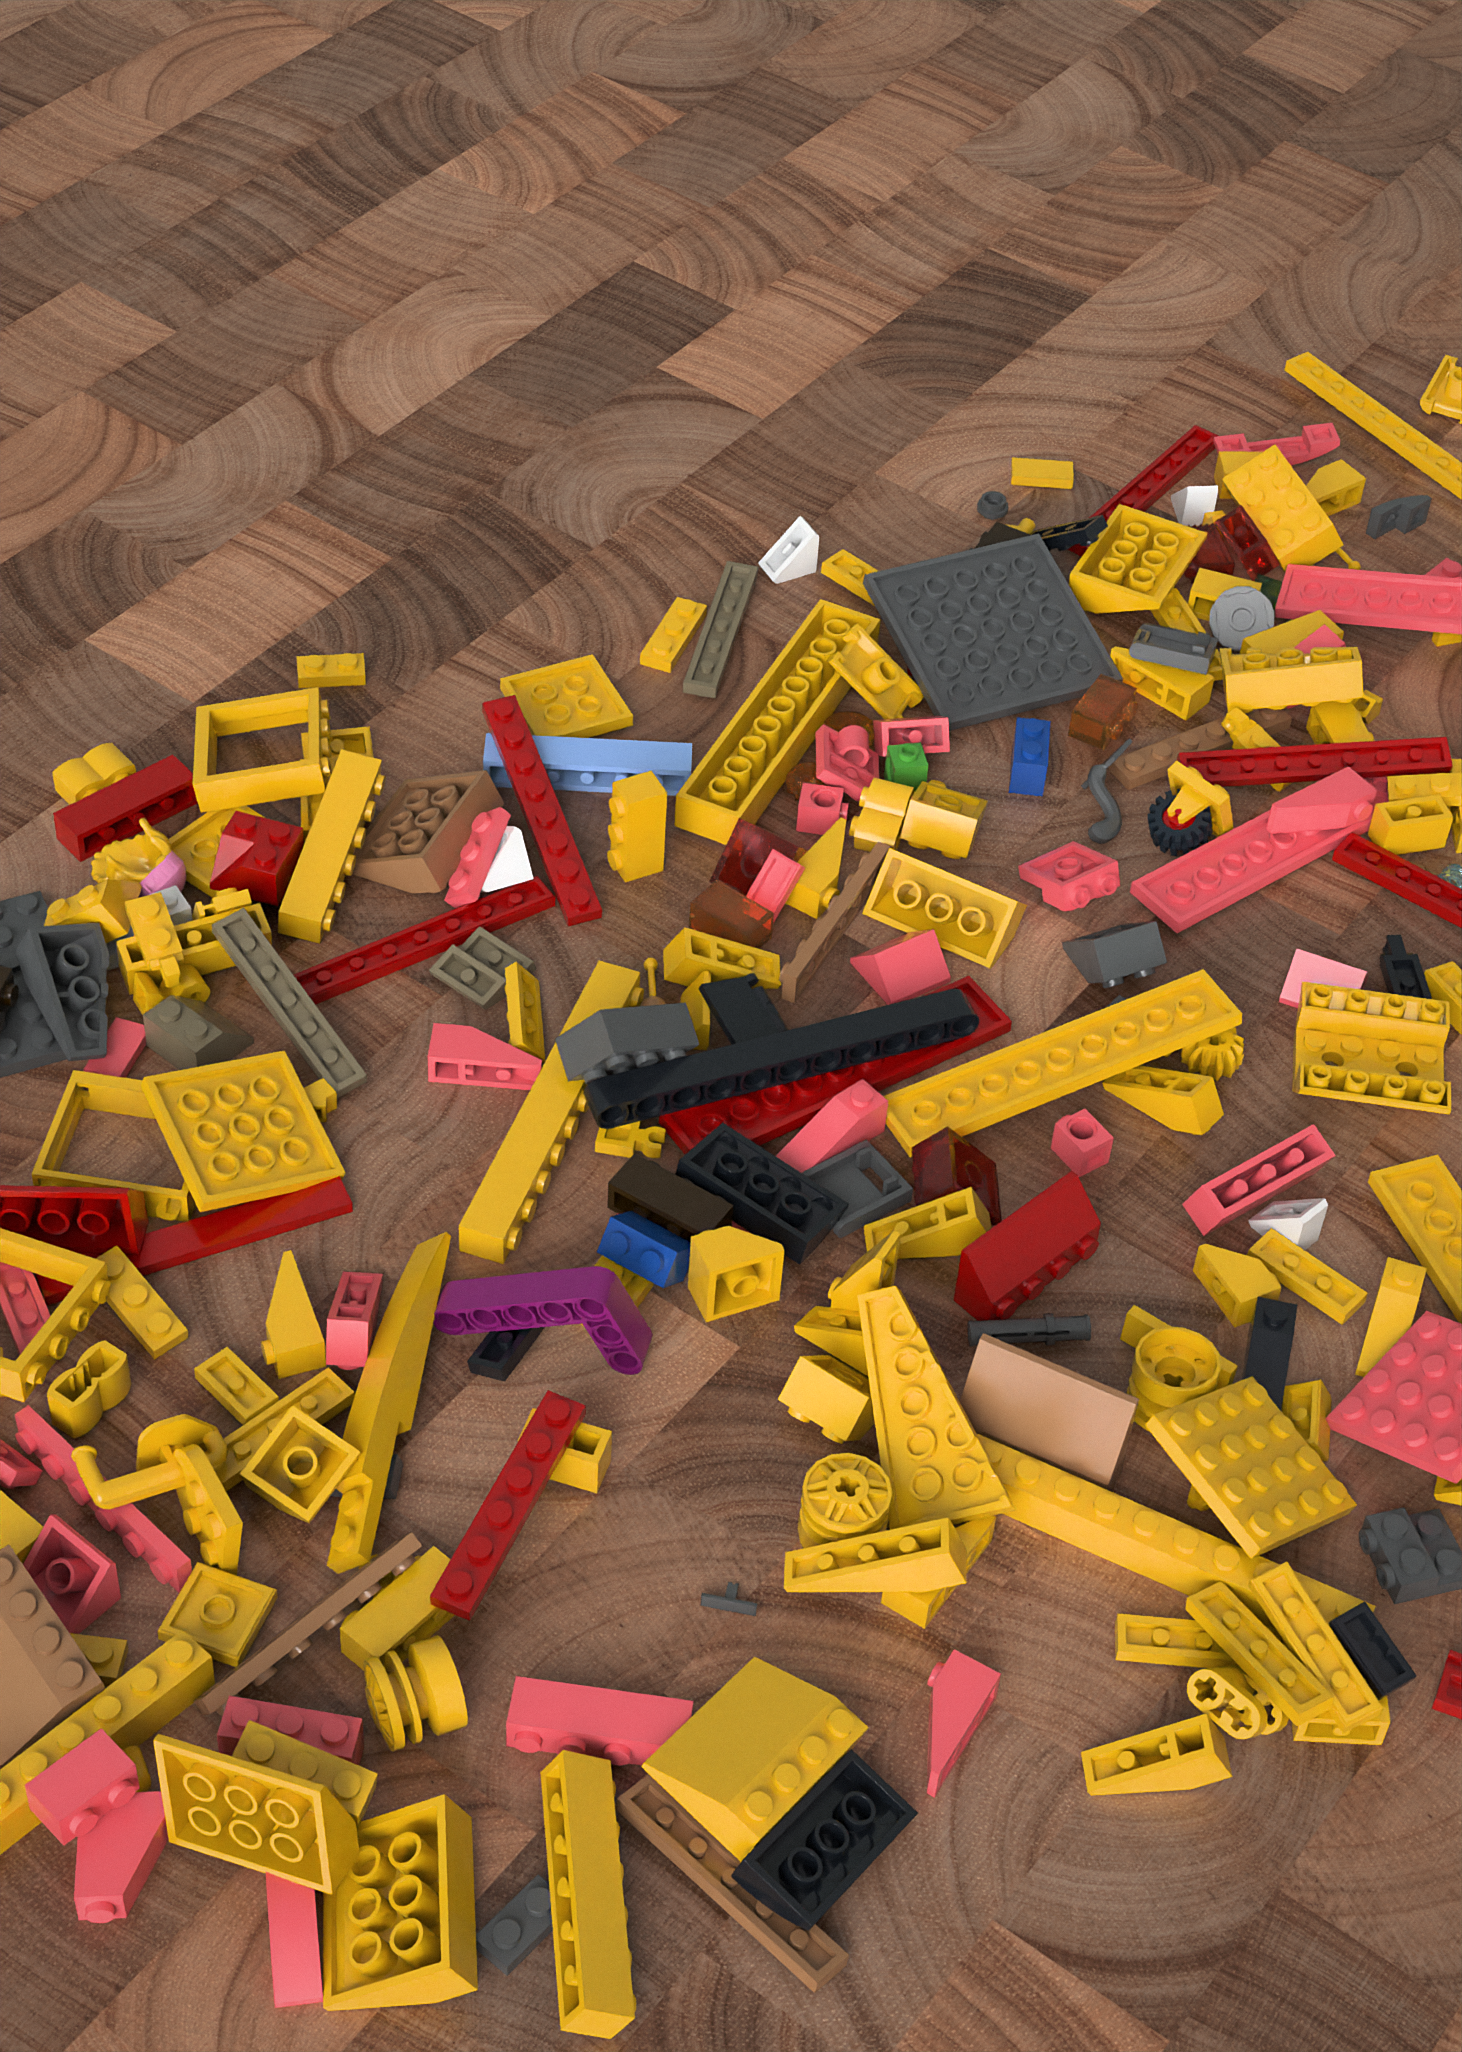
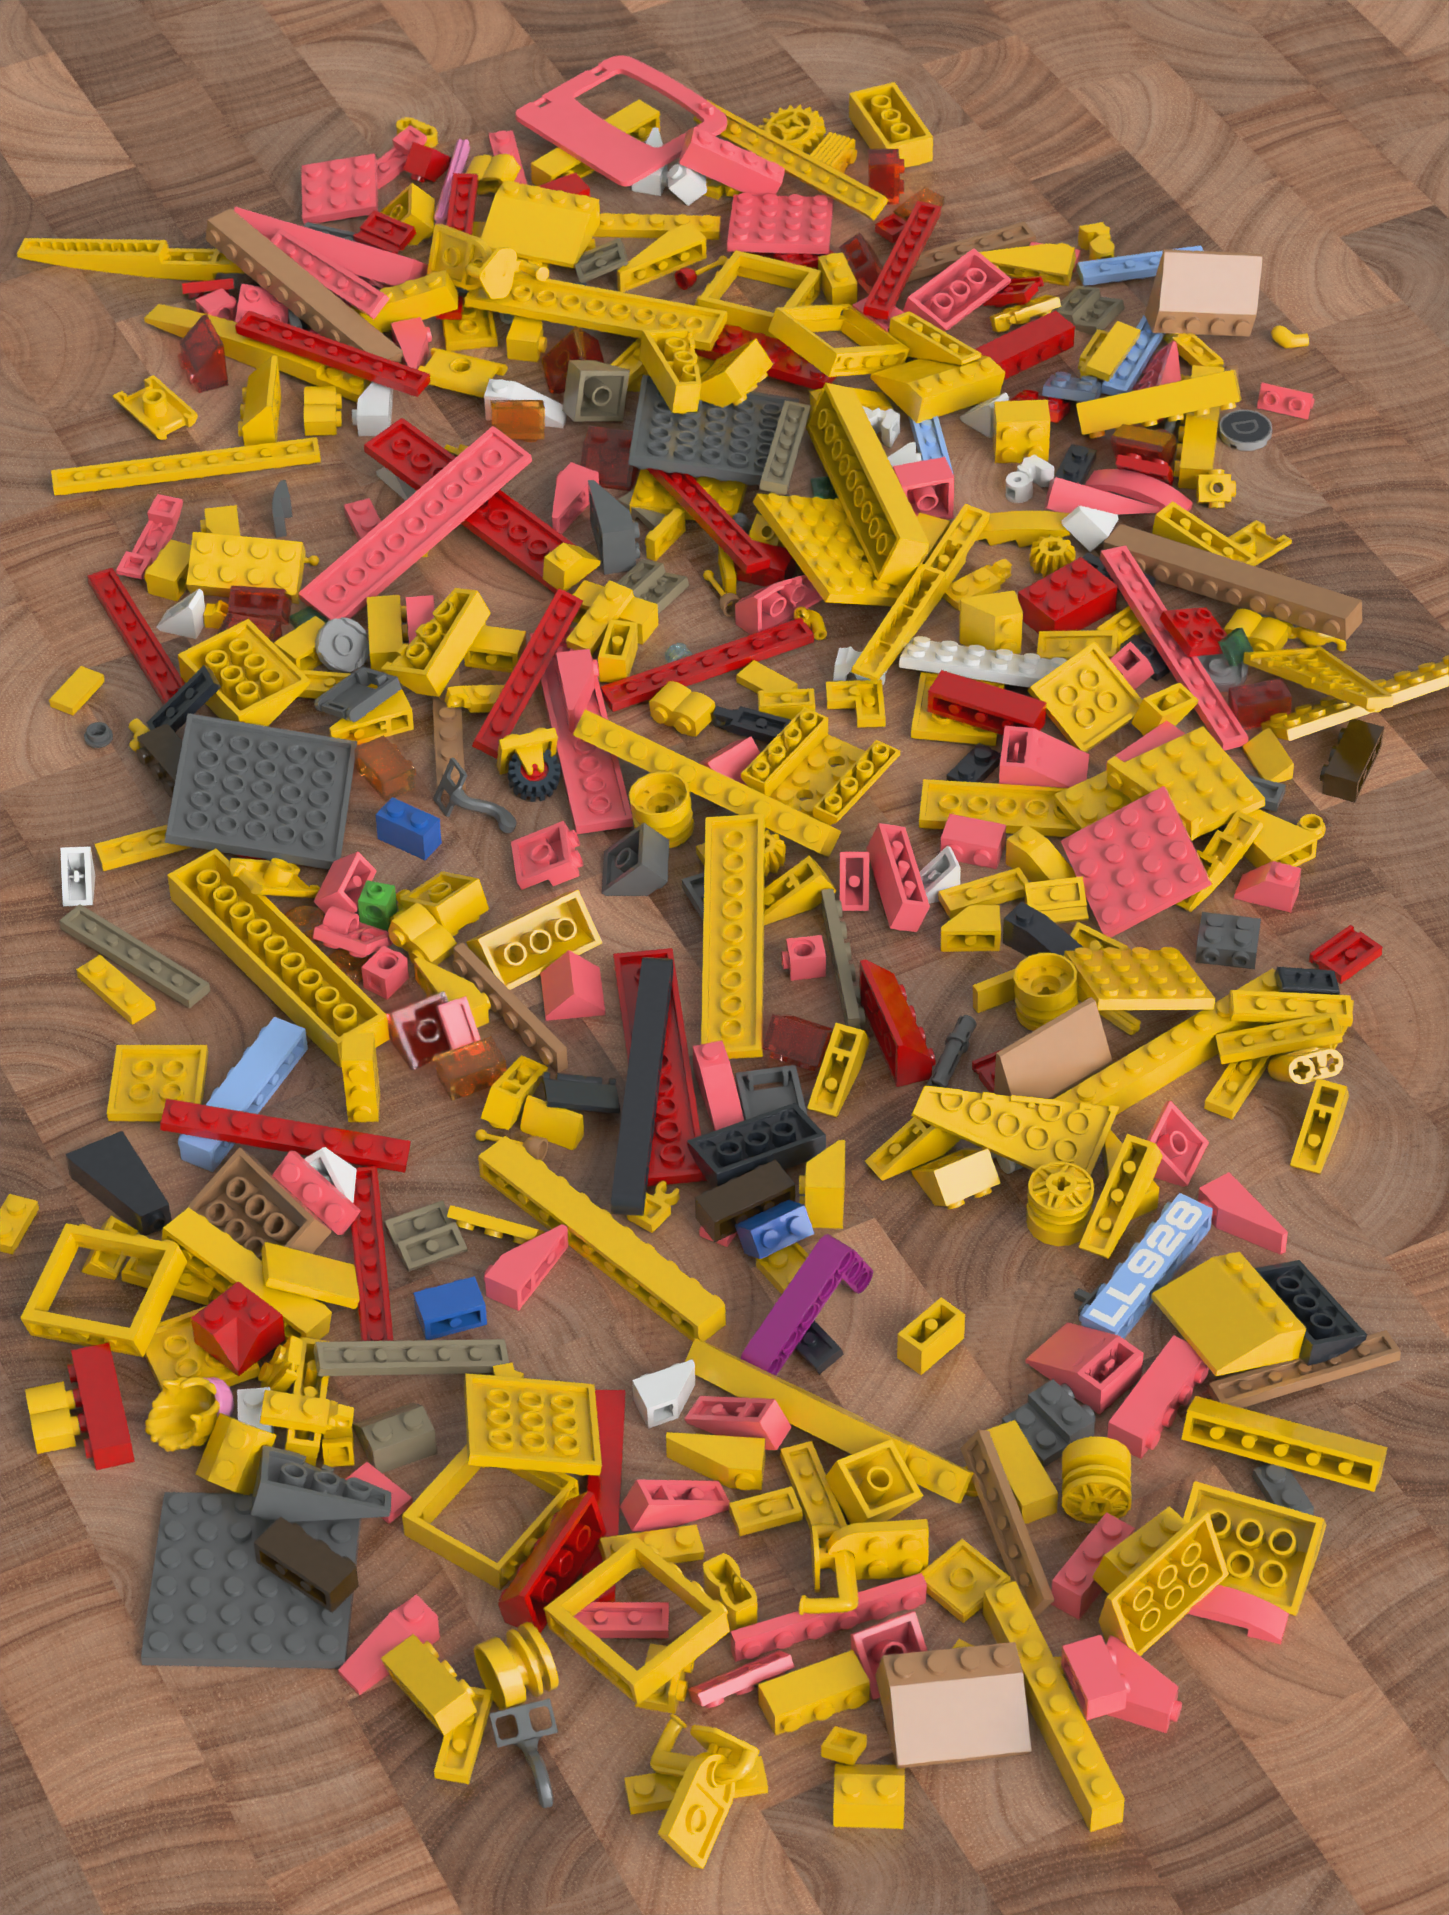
camera: 60 degrees left, 0 degrees up
(207, 1298) = (671, 1503): none -> coral slope
(358, 887) = (309, 1275): none -> yellow tile
(361, 1238) = (664, 1393): none -> white slope
(388, 1018) = (450, 1308): none -> blue brick
(421, 721) = (121, 1182): none -> black slope
(507, 1506) = (975, 1373): red plate -> none
(508, 1627) = (1052, 1420): none -> dark grey plate
(608, 1630) = (1090, 1362): none -> coral slope
(626, 1040) = (590, 1161): dark grey brick -> none
(800, 1642) = (1148, 1267): none -> light blue brick
(869, 1273) = (882, 1111): yellow slope -> none
(1018, 1603) = (1179, 1144): none -> coral slope
(1121, 1163) = (840, 954): none -> dark tan plate
(1201, 934) = (663, 804): none -> yellow wheel
(1232, 1142) = (854, 881): none -> coral slope
(1266, 965) = (707, 782): none -> yellow brick
(1339, 1347) = (1058, 899): none -> yellow plate
(1375, 909) = (682, 708): none -> yellow brick
(1375, 1232) = (974, 840): none -> coral brick

